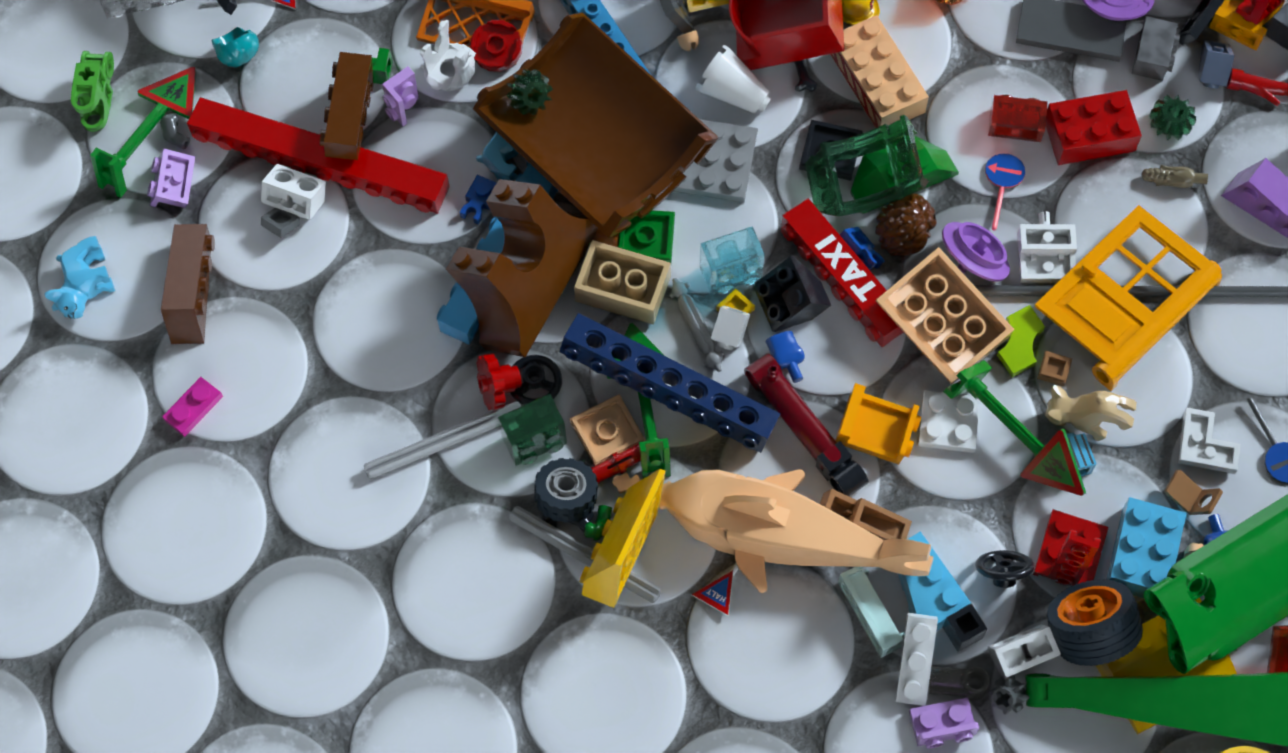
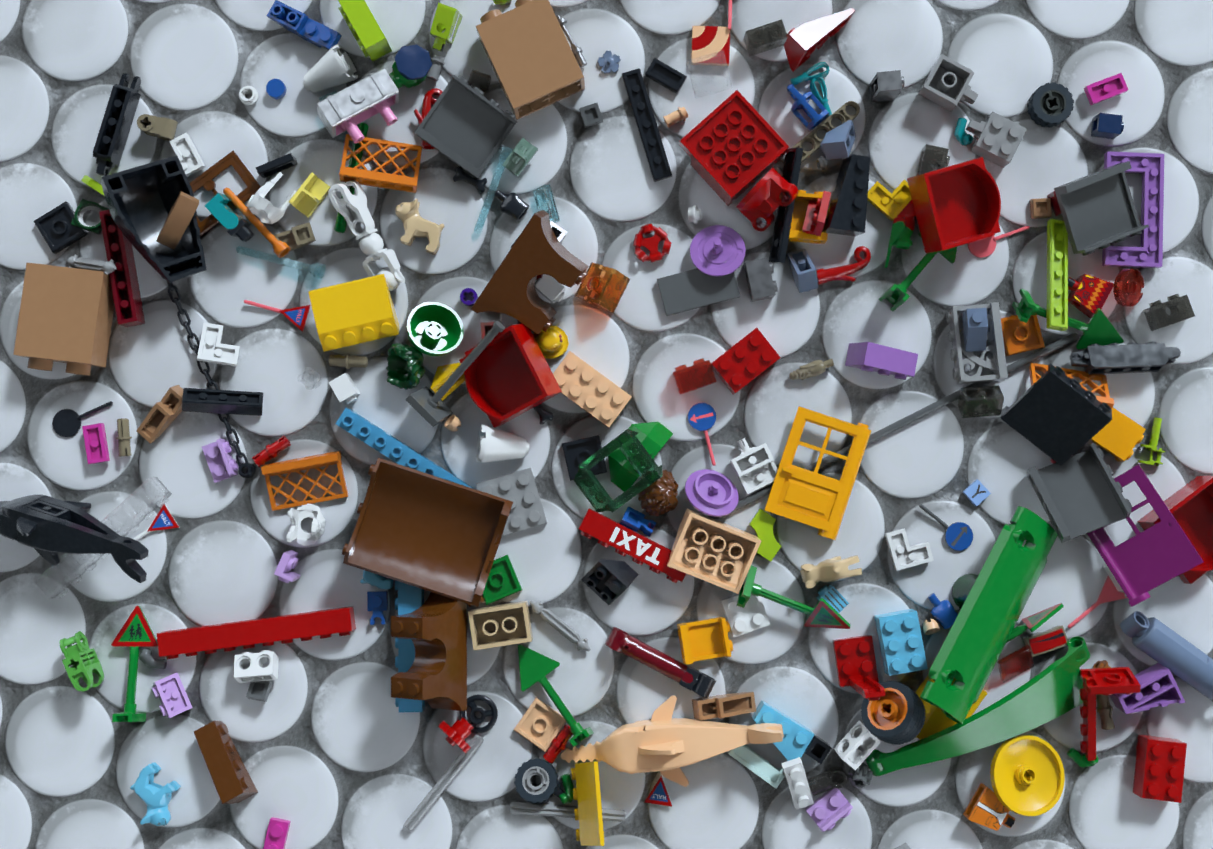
camera: 25 degrees left, 20 degrees up
(236, 47) = (158, 581): teal hair -> none
(348, 105) = (259, 597): reddish brown wedge -> none
(382, 66) = (257, 547): green panel -> none
(496, 45) = (329, 492): red tile -> none
(529, 91) = (373, 532): clear green gear -> none
(533, 430) = (496, 757): clear green brick -> none
(662, 371) = (633, 675): dark blue brick -> none
(730, 327) = (582, 621): white brick -> none
(731, 261) = (562, 578): clear light blue brick -> none
(737, 301) = (578, 601): yellow tile -> none
(787, 353) = (625, 619): blue piece -> none
(1005, 571) = (824, 698): black piece -> none
(1054, 368) = (793, 543): medium nougat tile -> none
(1172, 117) = (795, 320): clear green gear -> none
(1190, 495) = (912, 590): medium nougat bracket -> none

